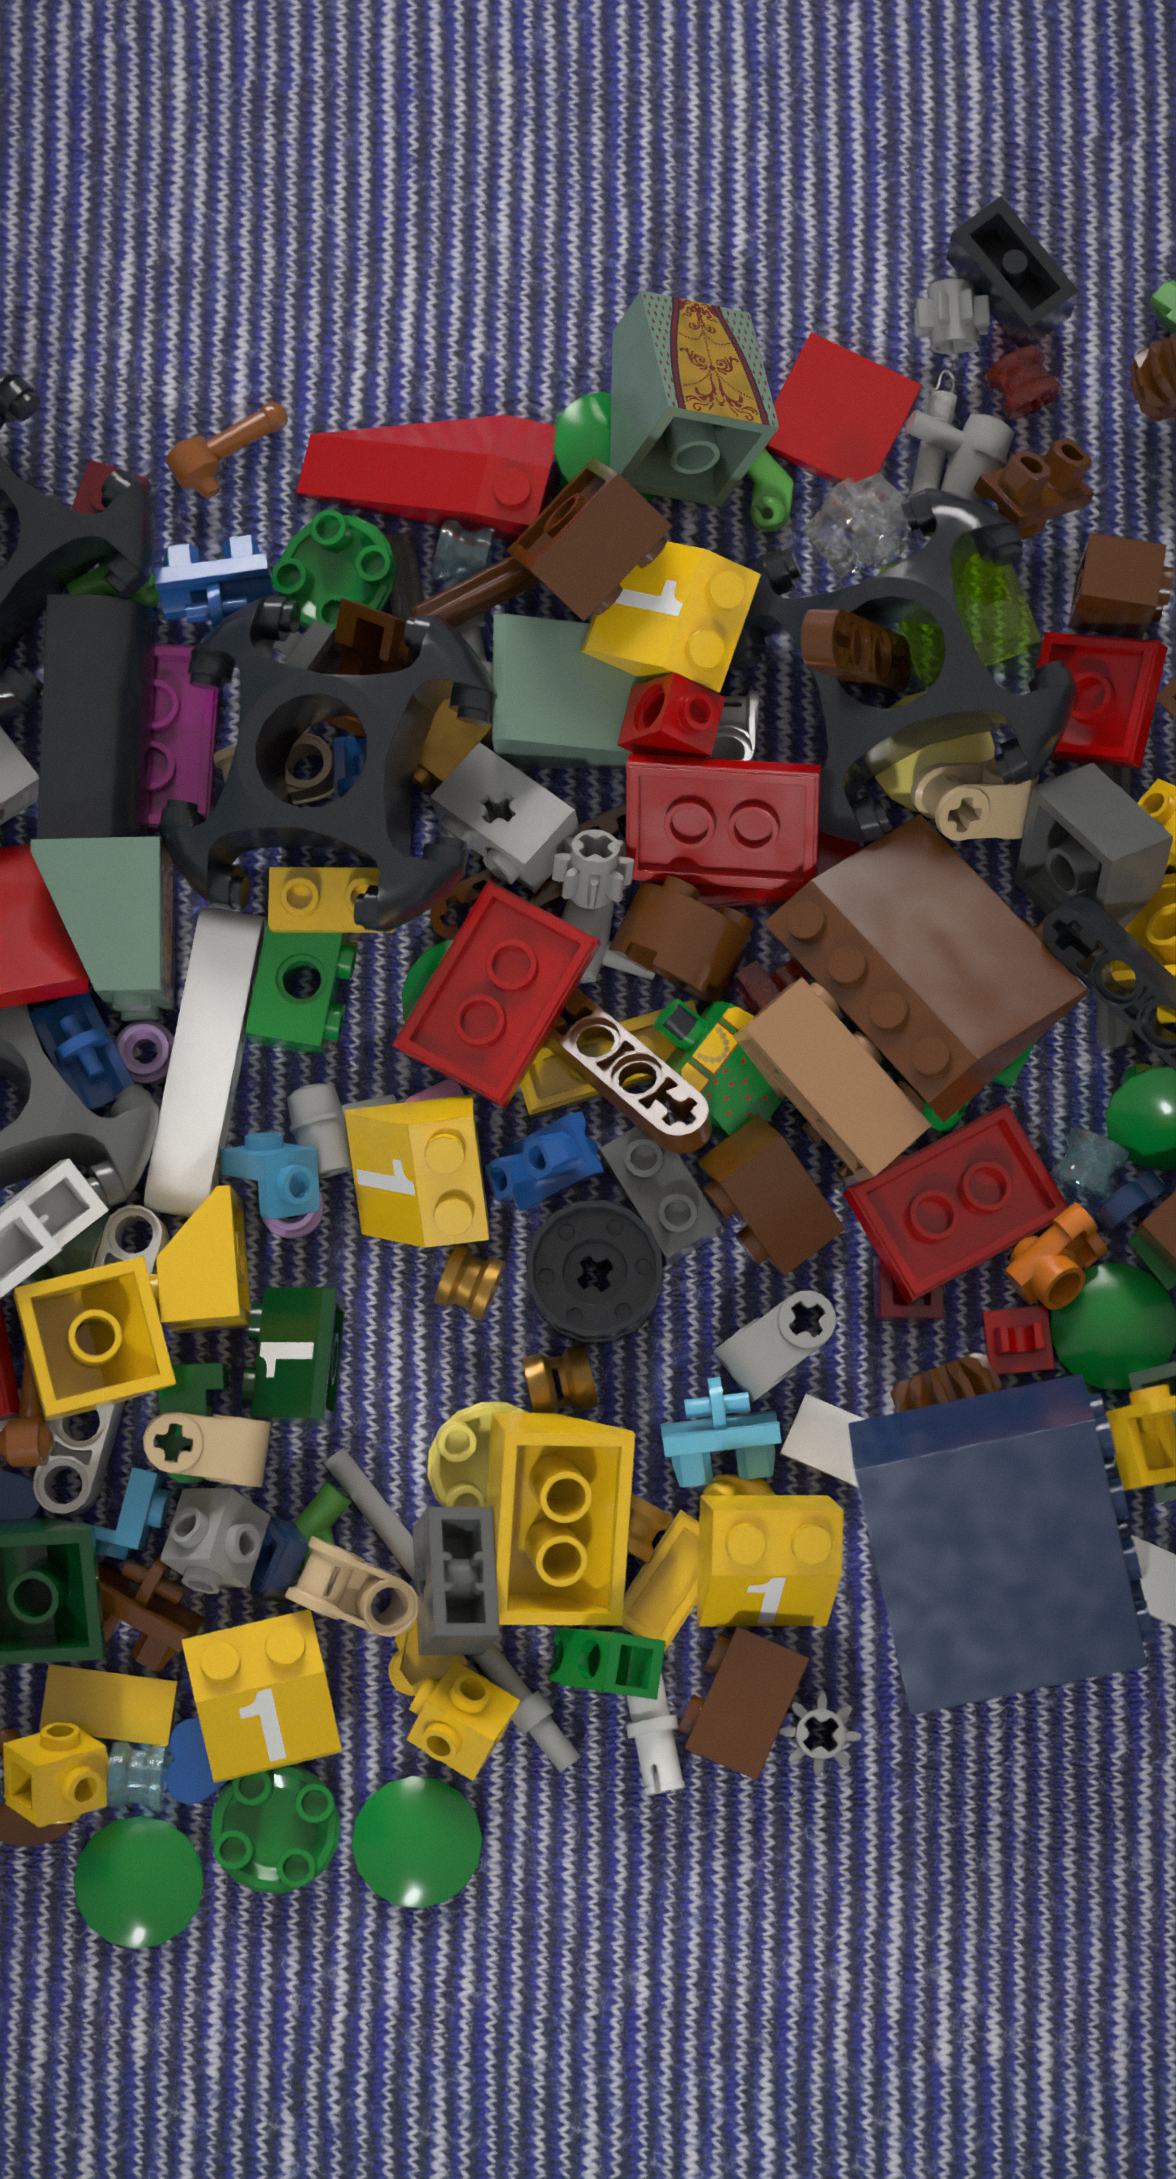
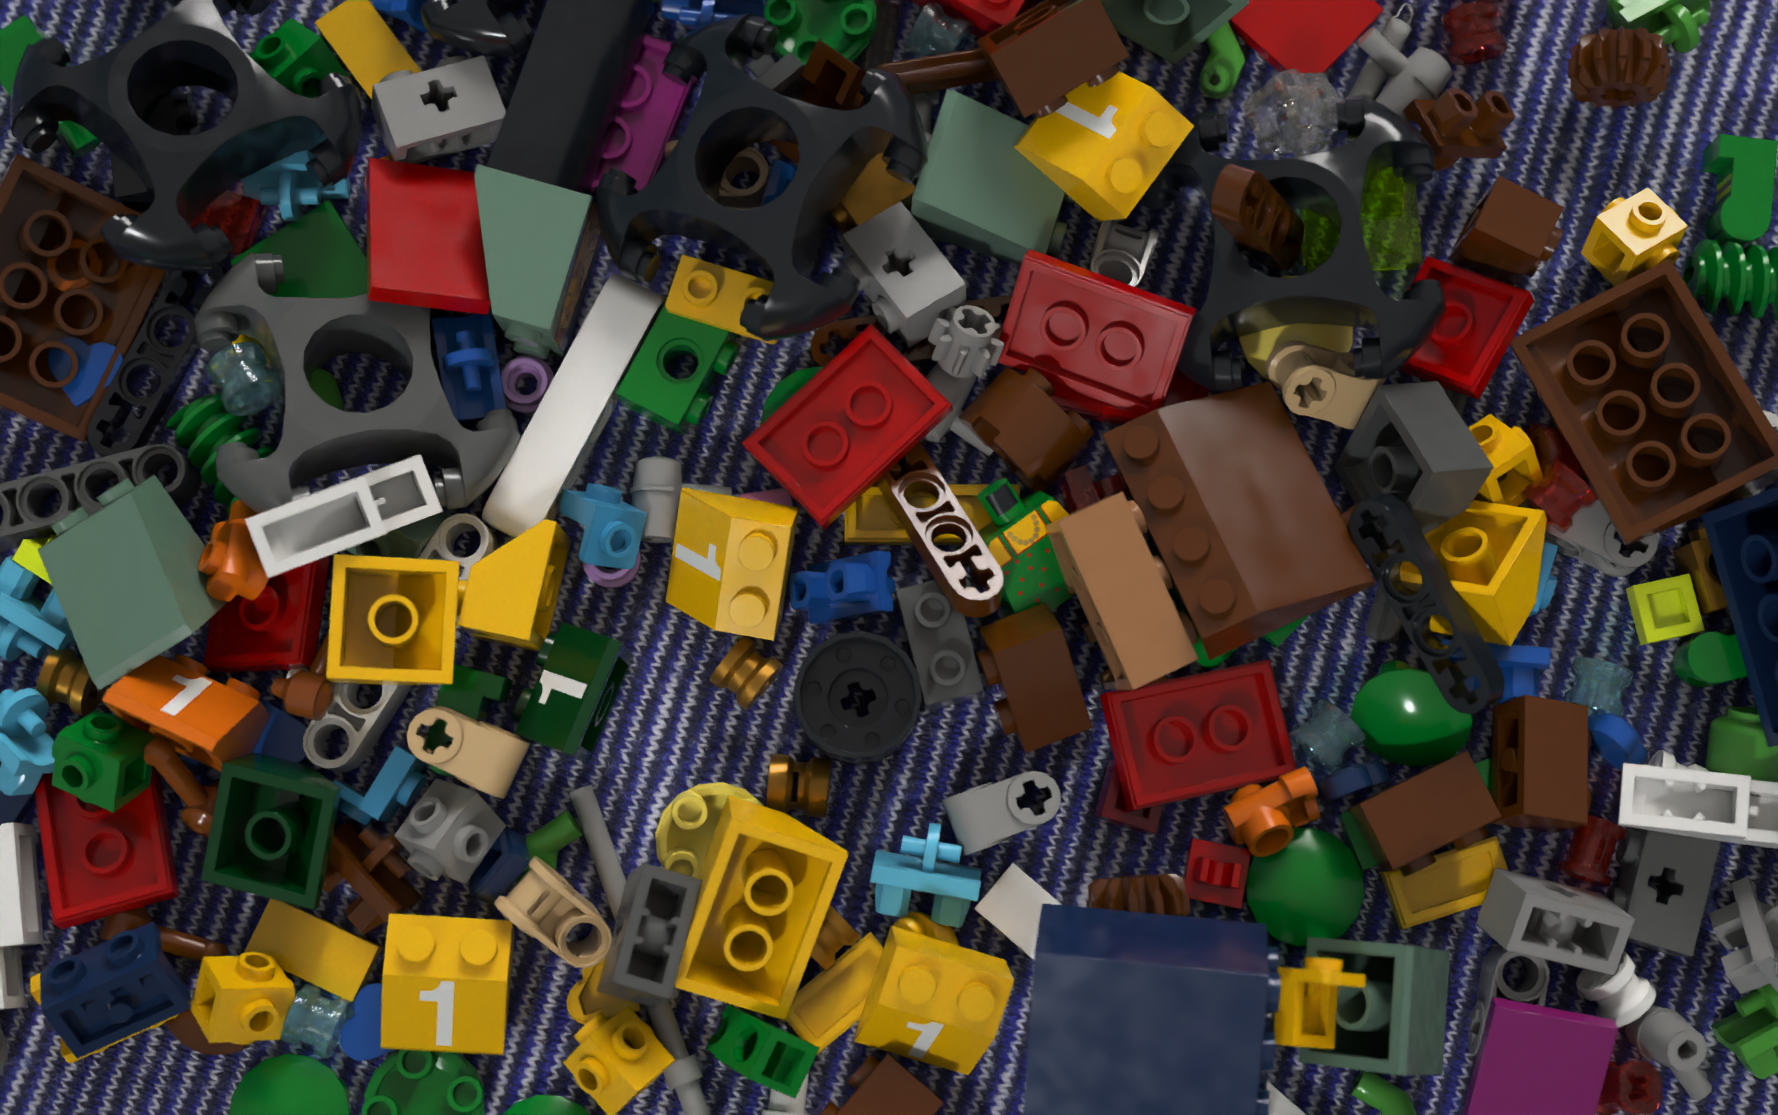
camera: 10 degrees right, 0 degrees up
(671, 718) = (1076, 228): red brick -> none

